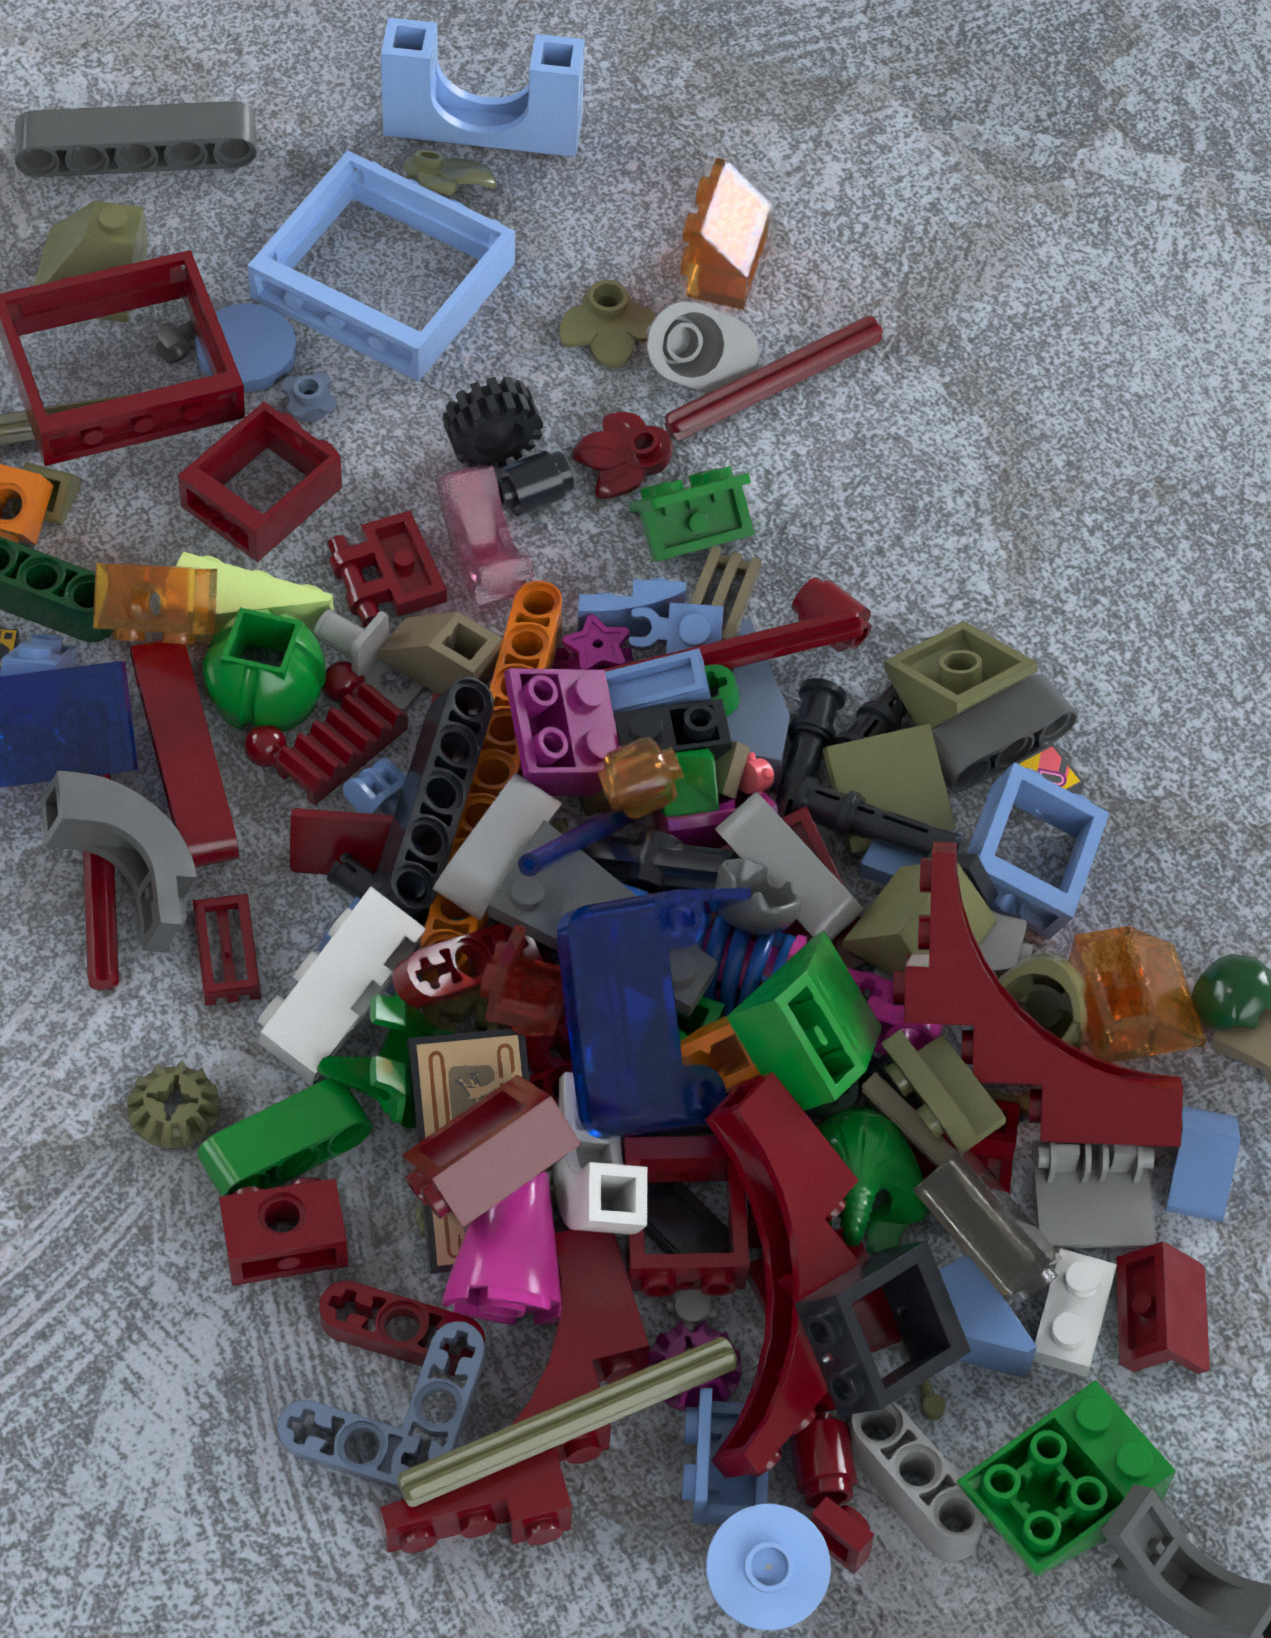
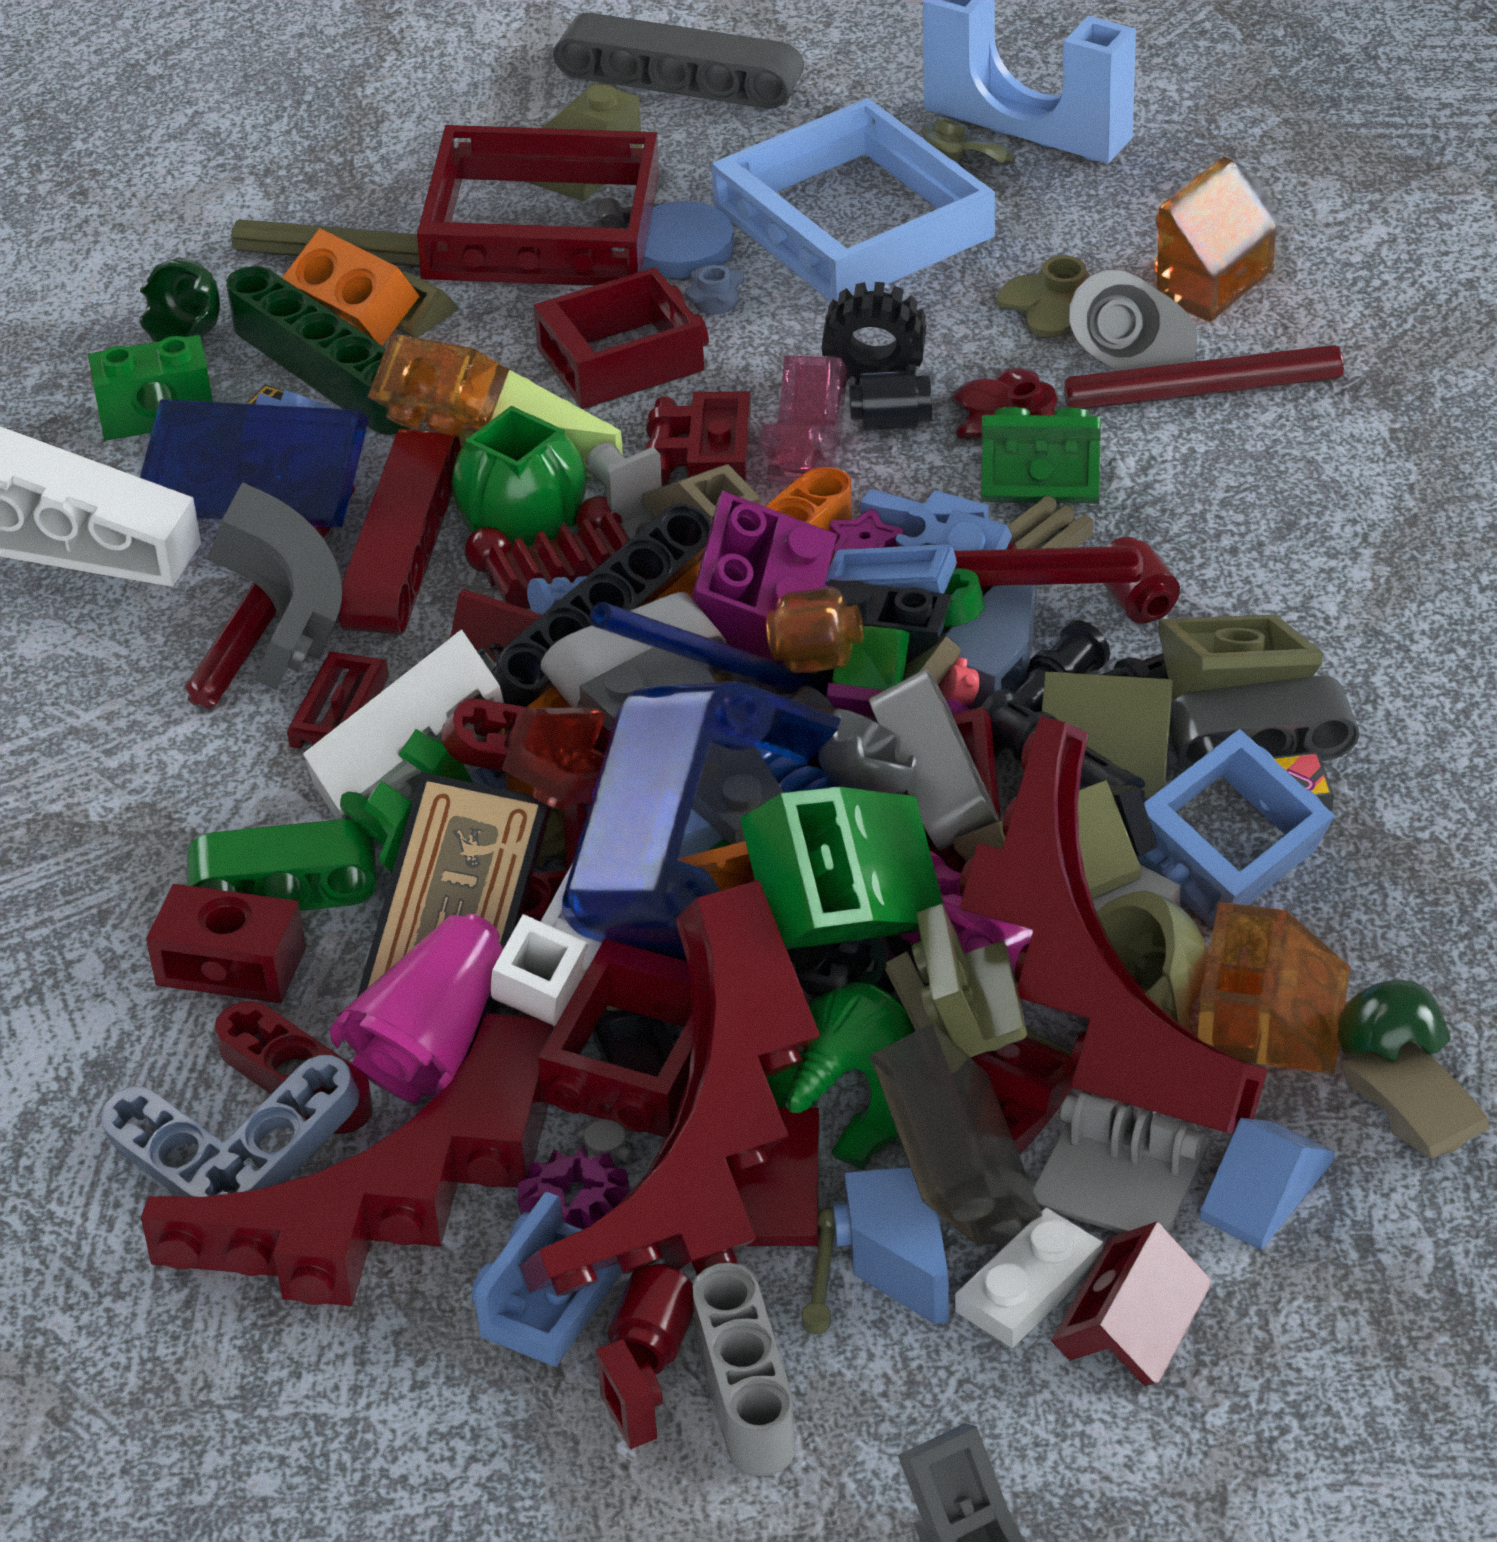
camera: 30 degrees right, 15 degrees down
(188, 1122) = (177, 829): olive gear -> none
(489, 1151) = (421, 890): window -> none
(566, 1421) = (386, 1174): olive axle -> none
(767, 1567) = (521, 1391): light blue piece -> none
(921, 1313) = (830, 1183): black window -> none
(1065, 1479) = (876, 1401): green slope -> none

